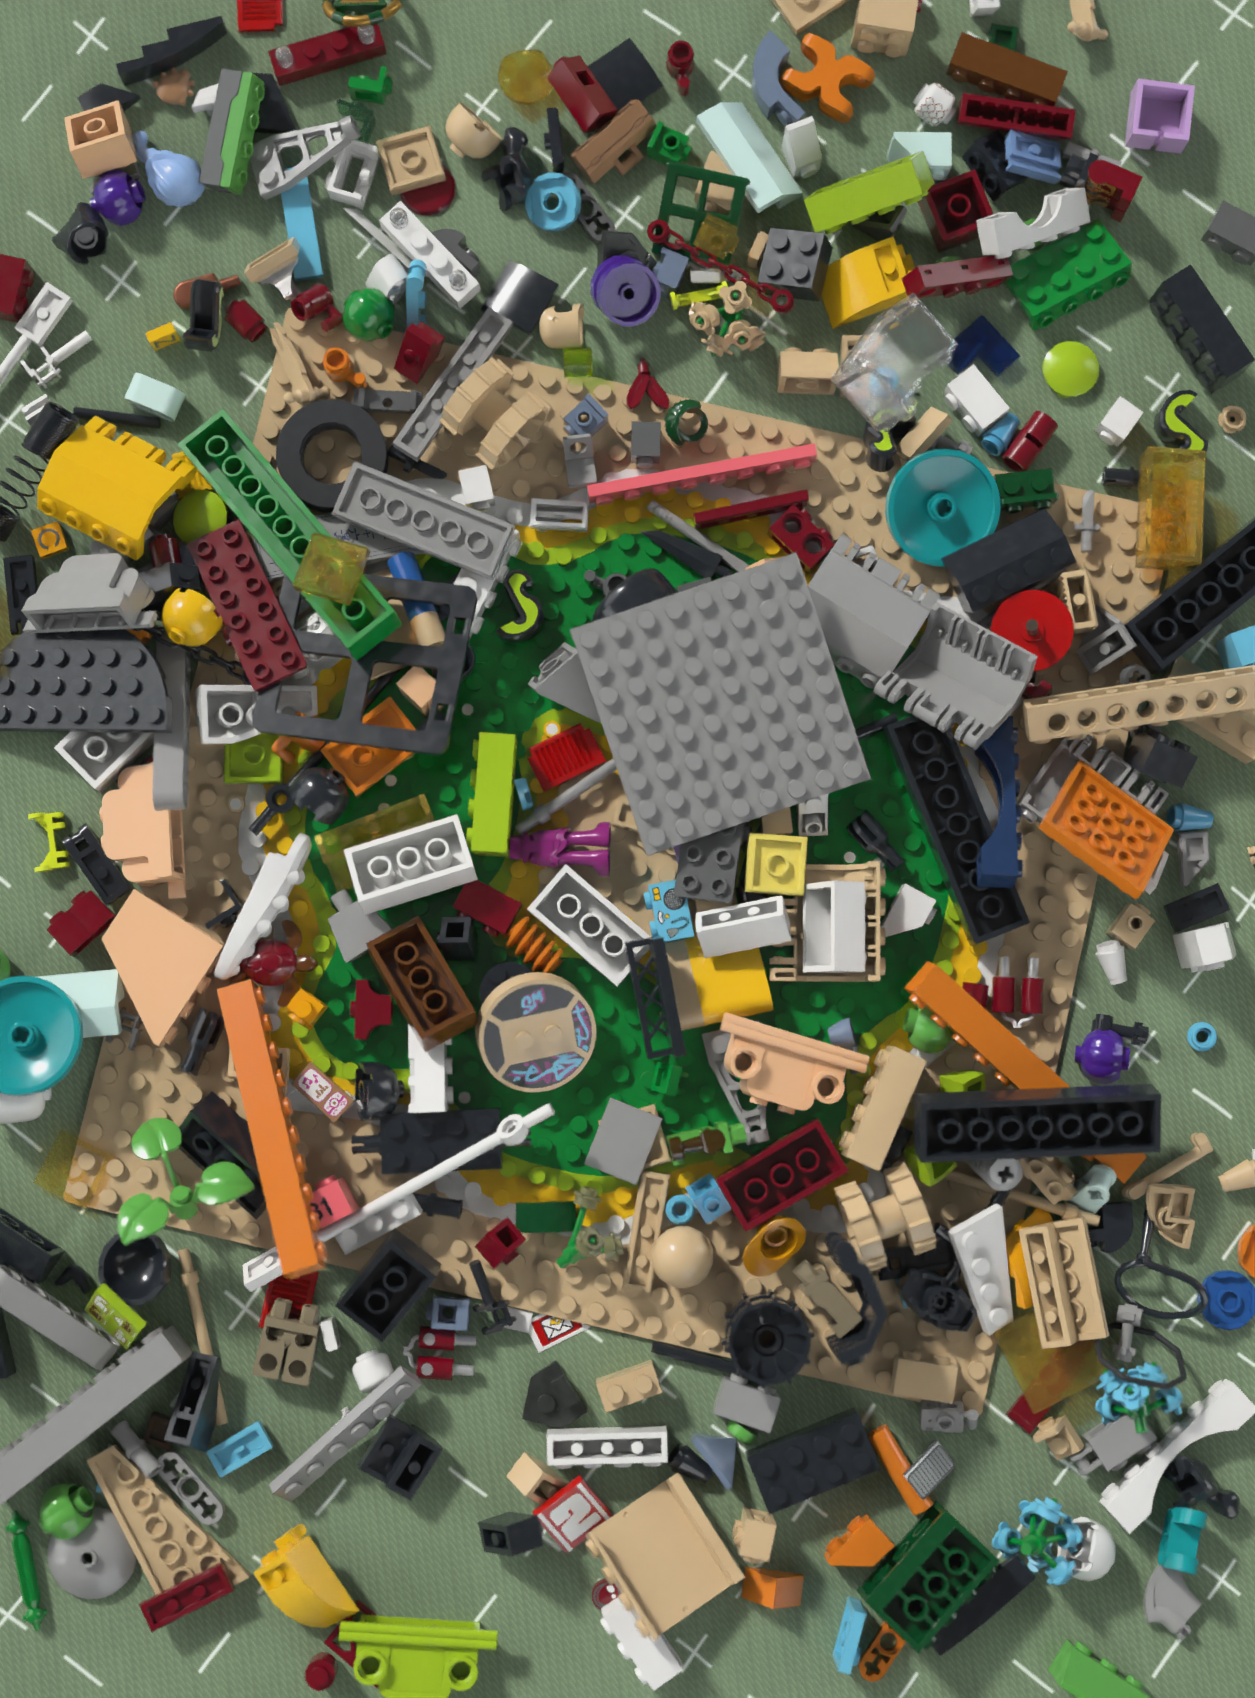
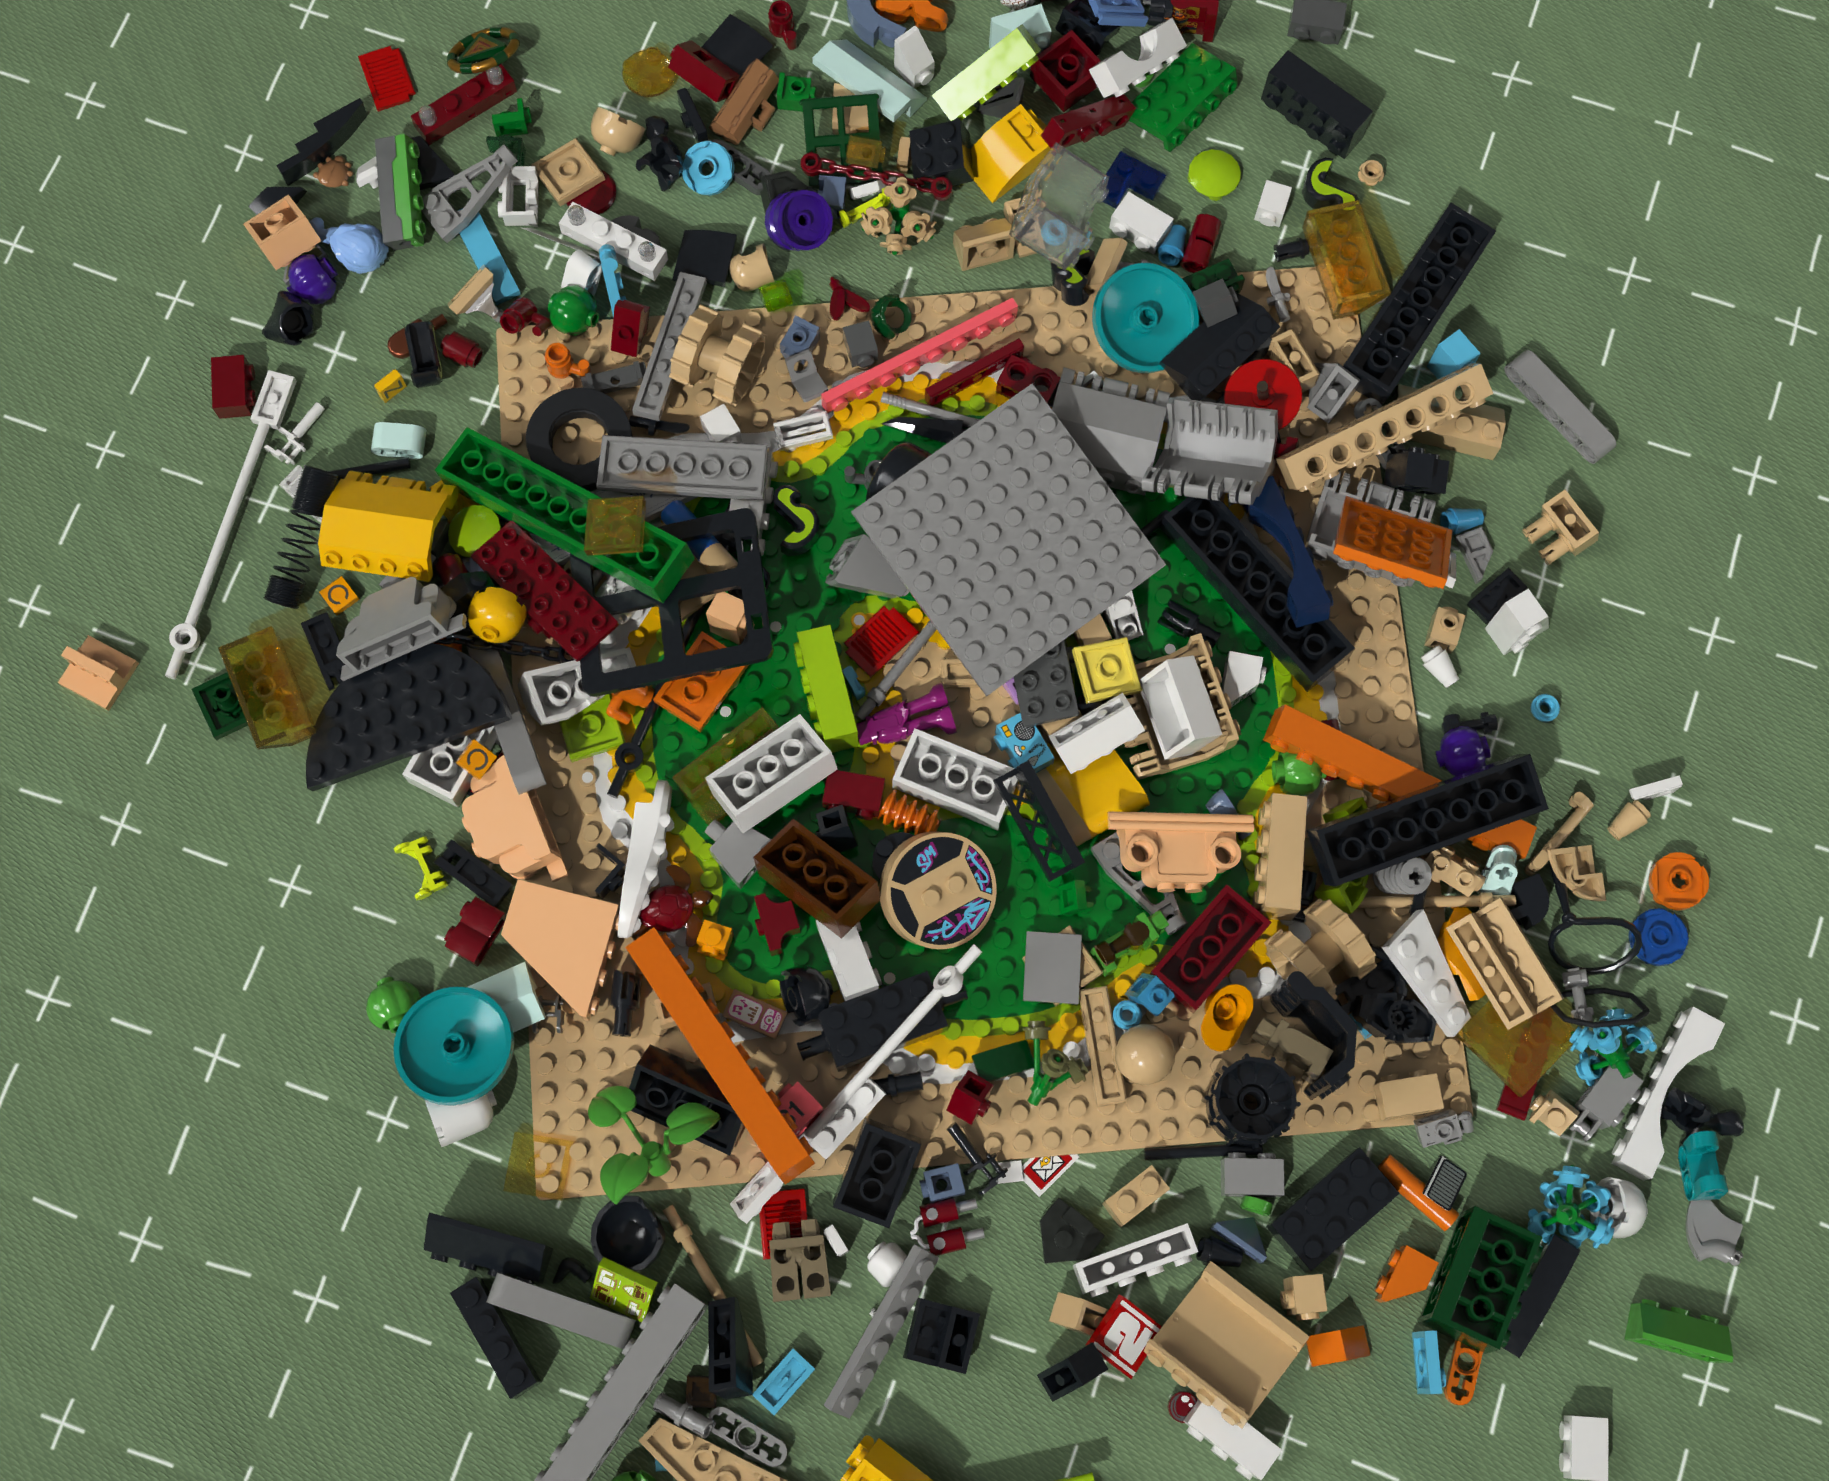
camera: 15 degrees left, 10 degrees down
(129, 757) = (476, 759): none -> light orange tile
(295, 370) = (521, 376): tan piece -> none
(322, 793) = (667, 735): black cylinder -> none
(1019, 515) = (1216, 302): none -> dark grey brick
(1031, 992) = (1377, 712): dark red piece -> none

